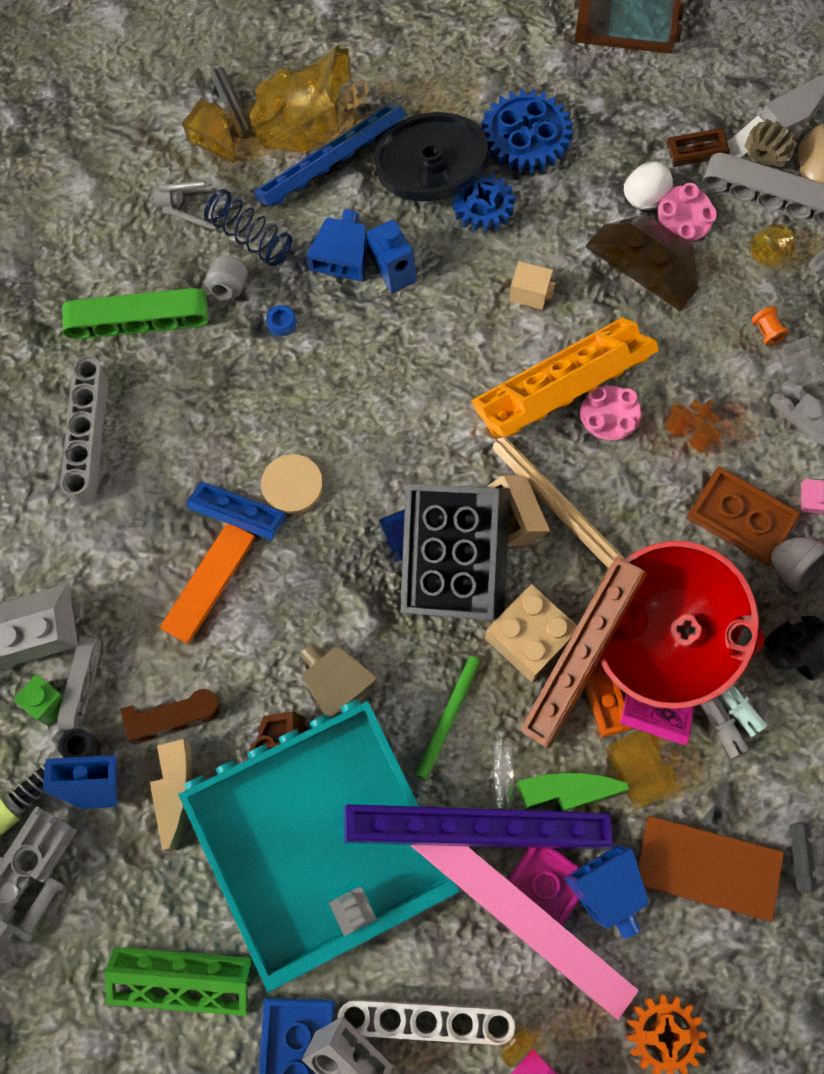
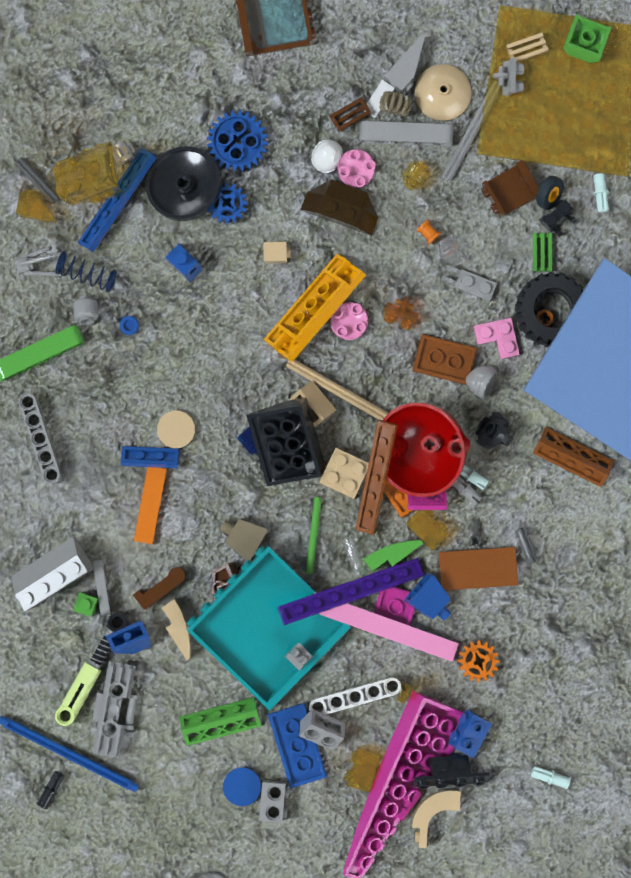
camera: 20 degrees left, 15 degrees up
(340, 247) = (148, 264): blue torso -> none

